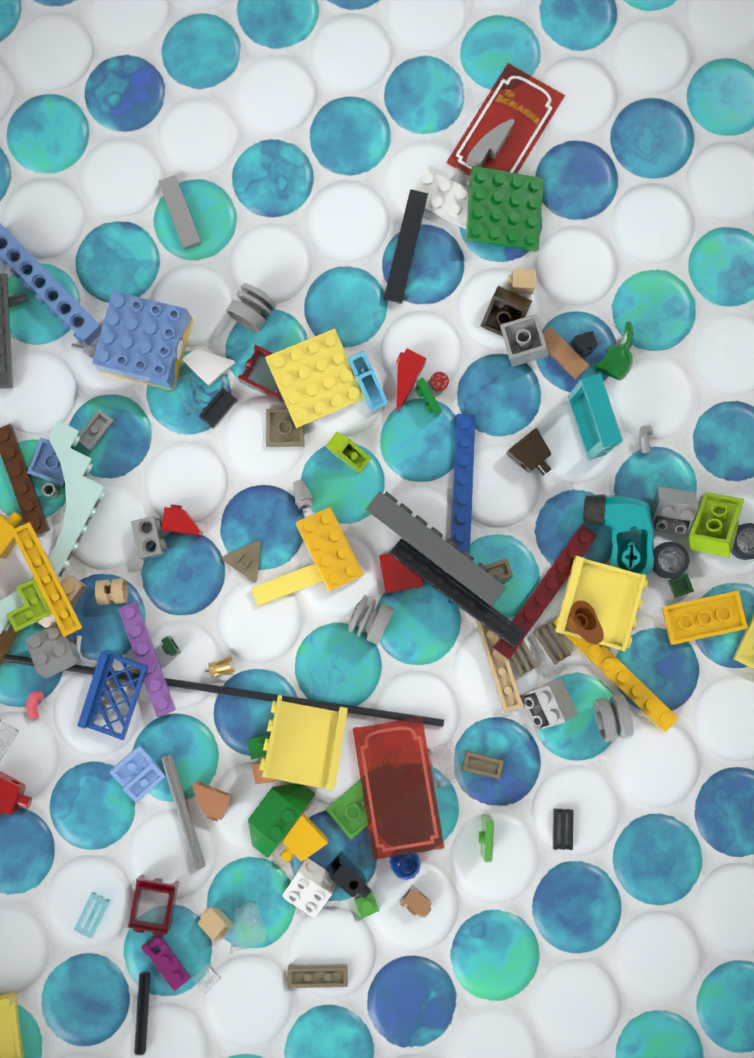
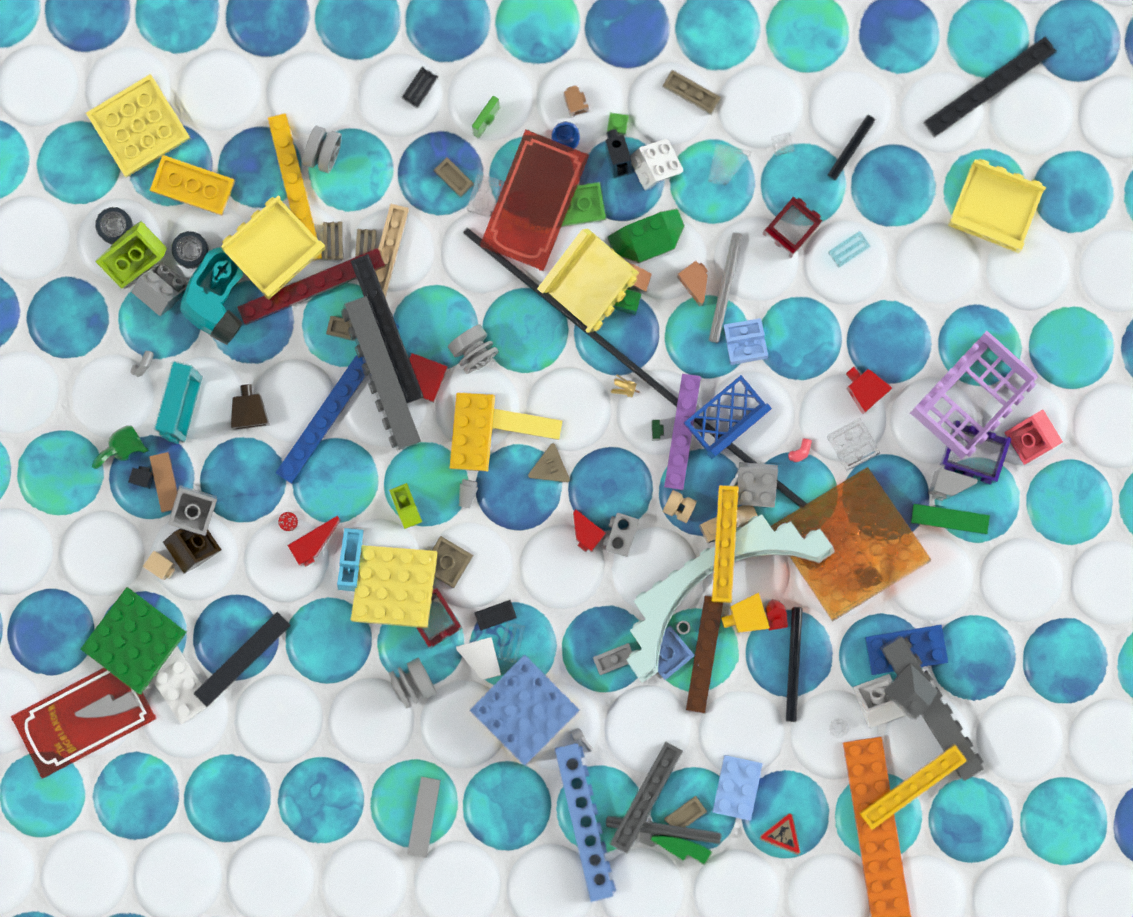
camera: 155 degrees left, 0 degrees up
(34, 608) = (751, 524): lime plate -> none
(166, 962) = (808, 174): magenta plate -> none
(215, 923) = (749, 182): tan brick -> none
(303, 840) = (638, 204): yellow torso -> none
(424, 391) = (307, 520): green plate -> none
(548, 704) = (368, 192): light grey slope -> none
(585, 623) = (296, 237): dark orange piece -> none
(680, 585) = (195, 222): dark green plate -> none

